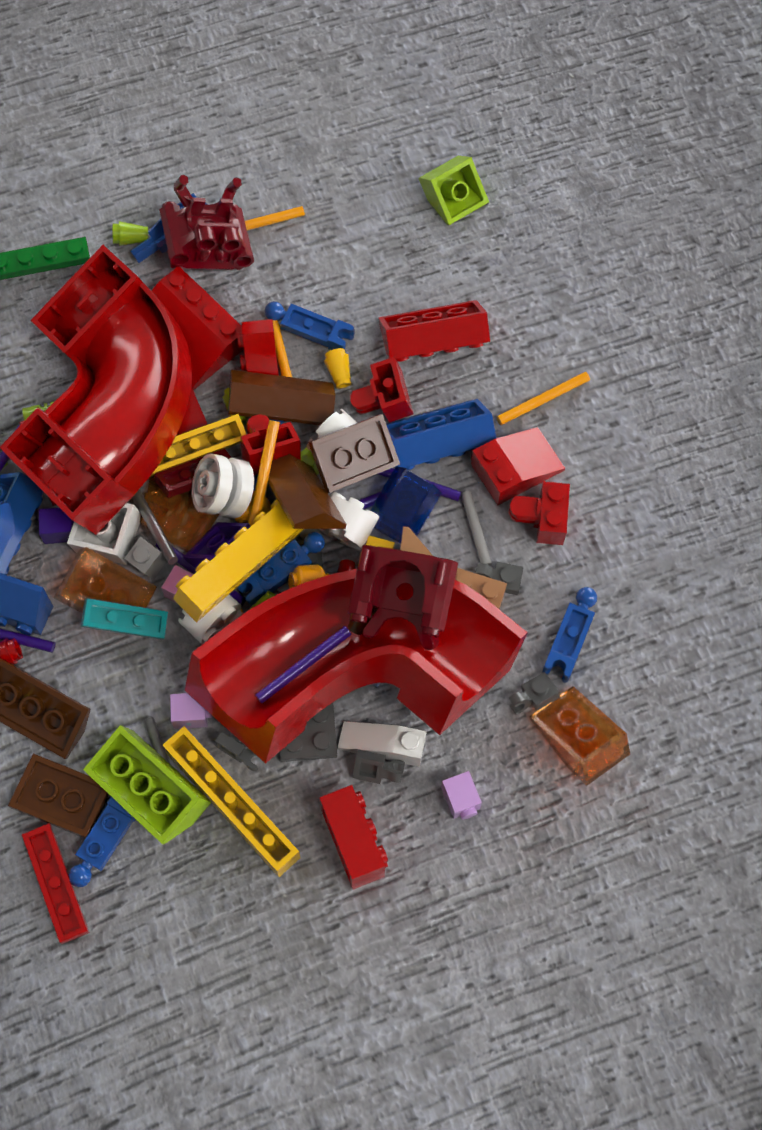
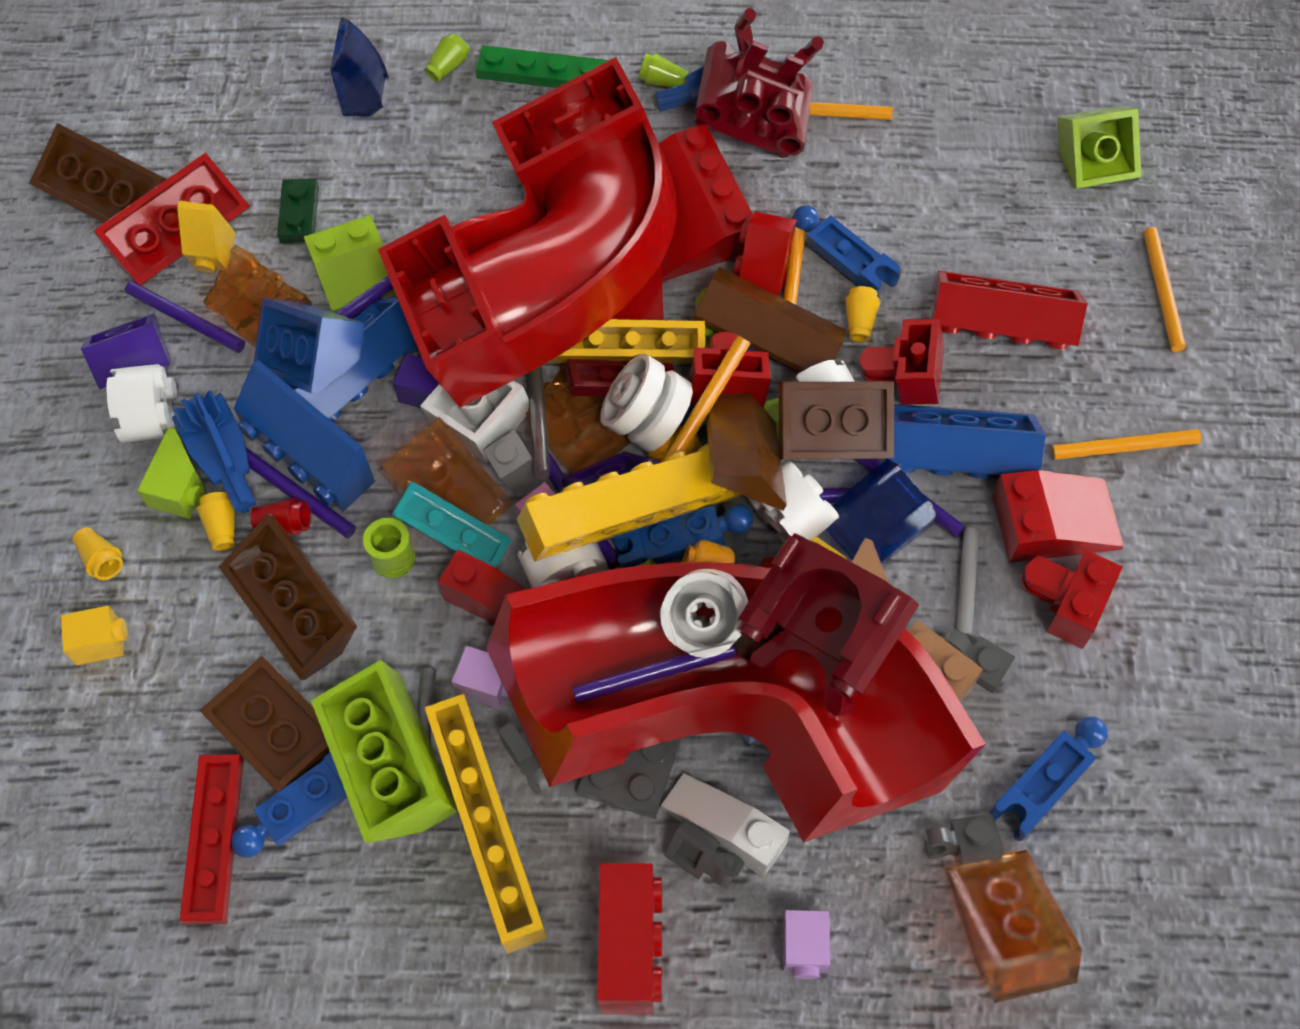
camera: 25 degrees right, 5 degrees down
(87, 648) = (389, 547): none -> lime piece
(163, 653) = (476, 586): none -> red slope
(322, 631) = (693, 632): none -> white brick
(531, 279) = (1164, 290): none -> light orange bar

